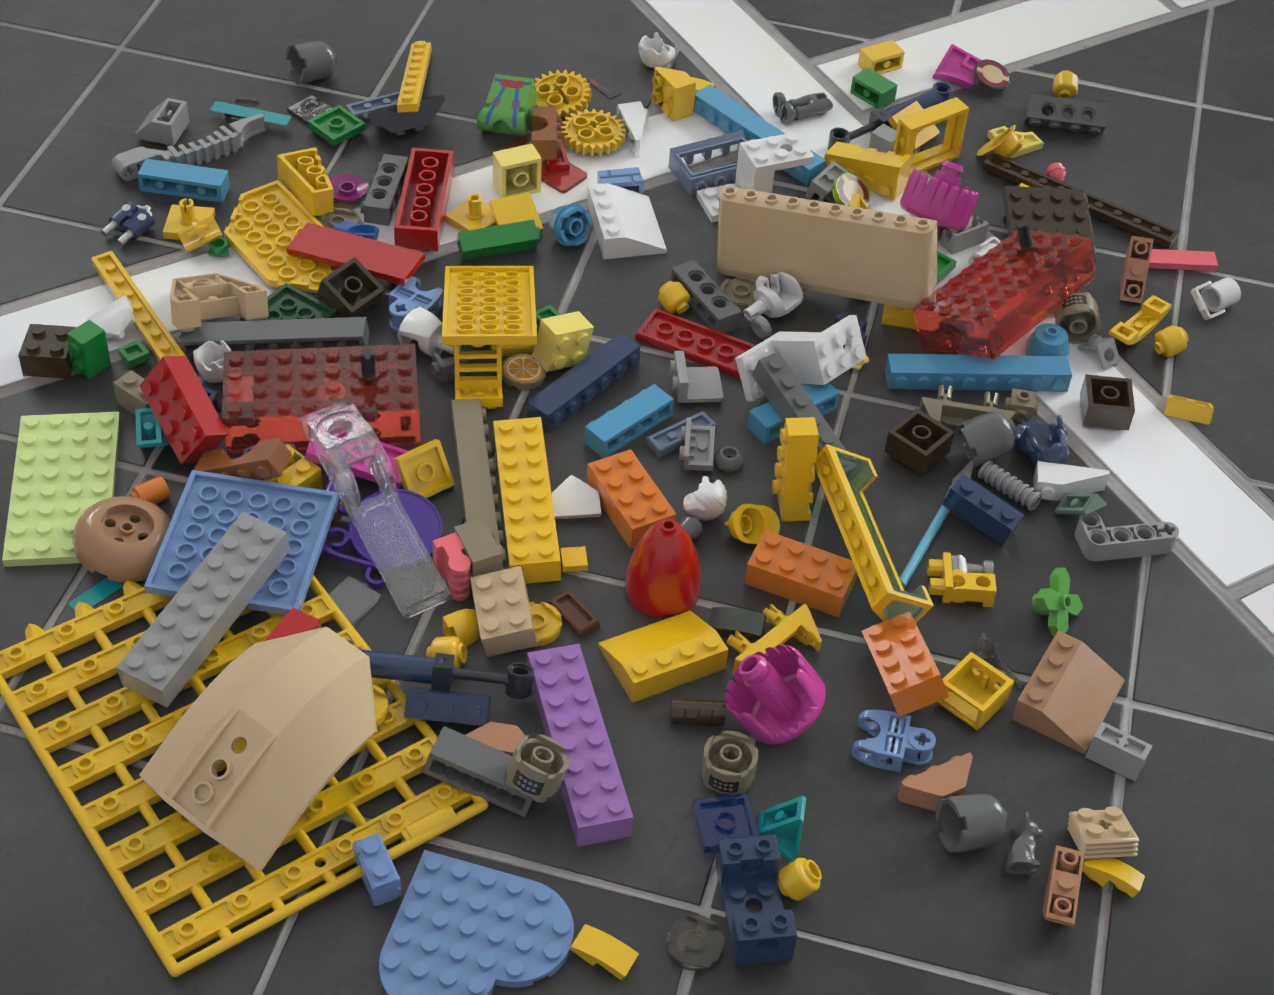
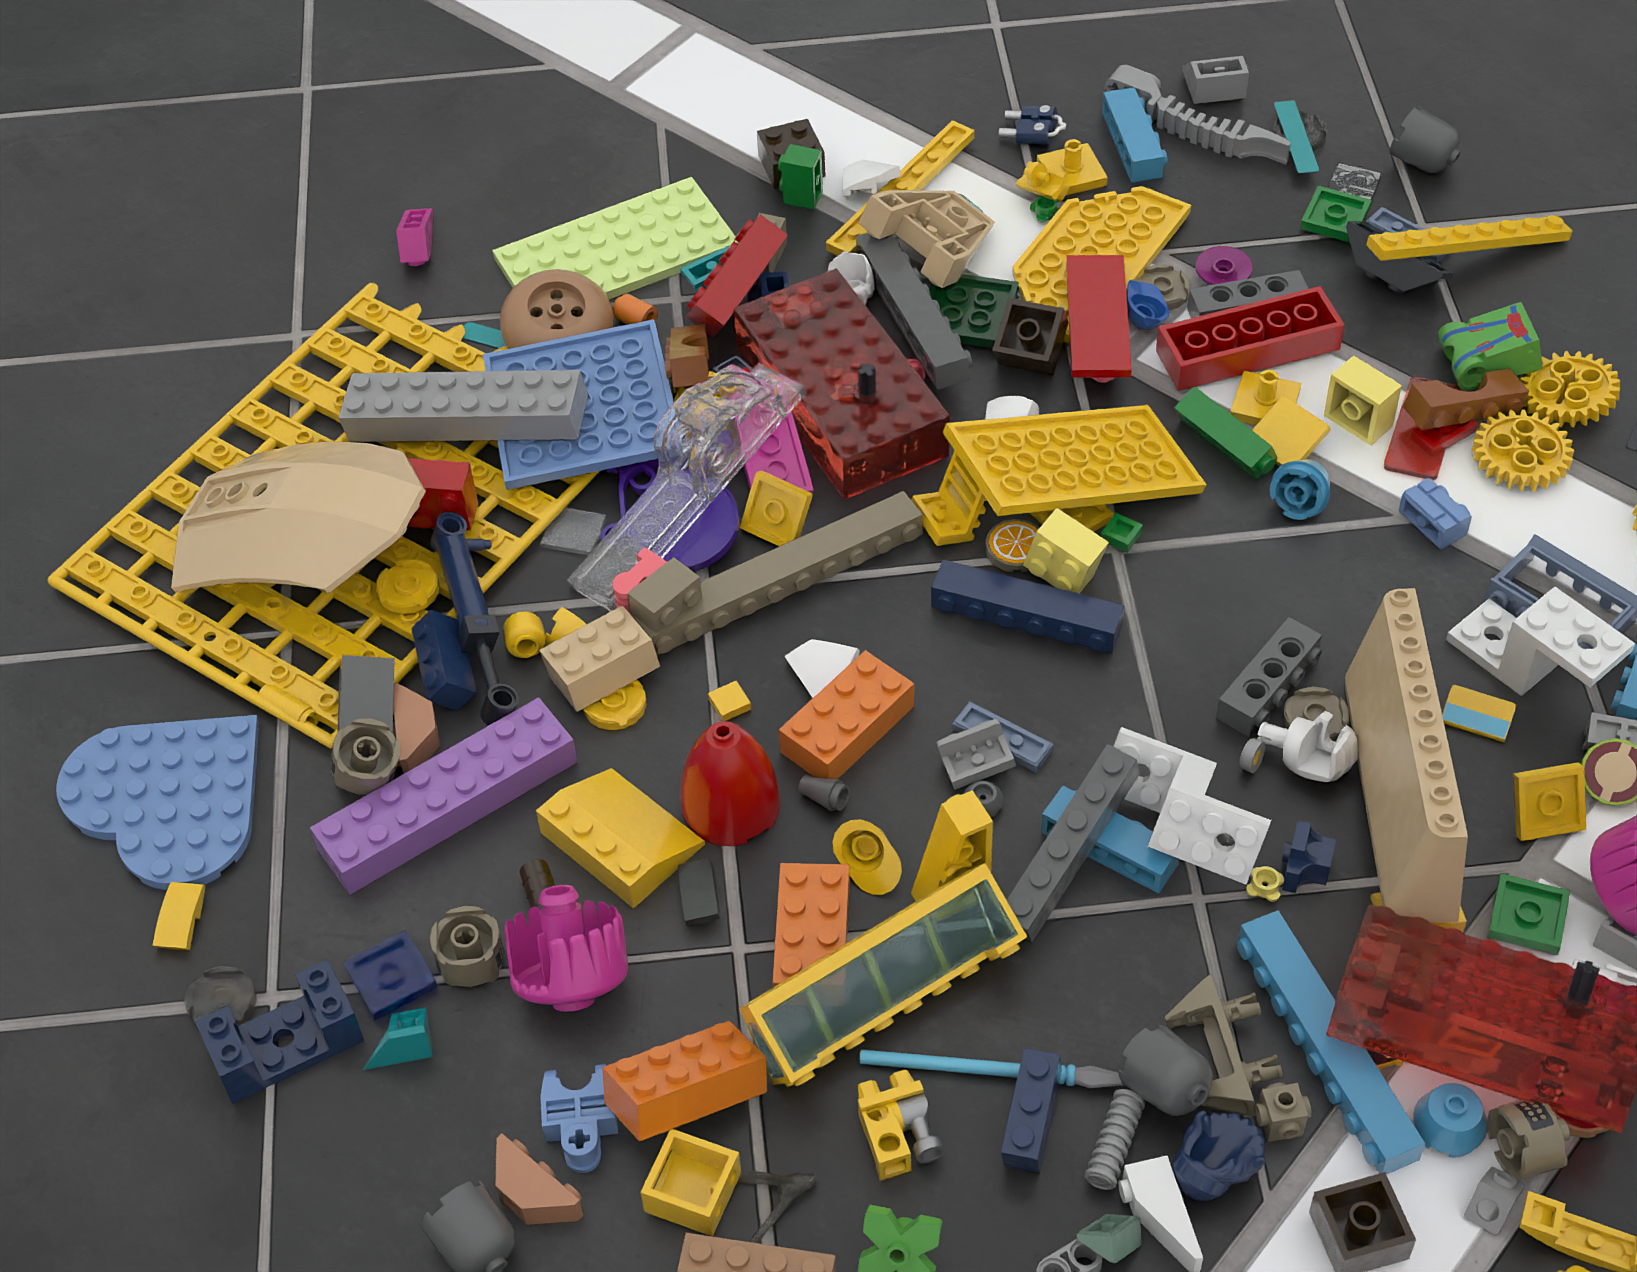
camera: 75 degrees right, 5 degrees up
(134, 353) = (831, 215): green plate -> none
(307, 180) = (1206, 221): yellow wedge -> none
(377, 869) = (210, 683): medium blue brick -> none
(409, 297) = (1071, 394): medium blue piece -> none
(527, 499) = (777, 621): yellow brick -> none
(575, 613) = (646, 731): reddish brown tile -> none
(623, 222) = (1362, 544): white slope -> none
(628, 421) = (984, 673): dark azure brick -> none
(634, 118) = (1572, 487): white slope -> none
(674, 297) = (1243, 642): yellow head -> none
(695, 383) = (1095, 712): light grey bracket -> none
(697, 341) = (1185, 692): red tile -> none
(707, 501) = (877, 793): white hair -> none
(797, 625) = (726, 956): yellow hose -> none
(799, 879) = (336, 1070): yellow head -> none
(919, 441) = (1125, 996): dark brown brick -> none

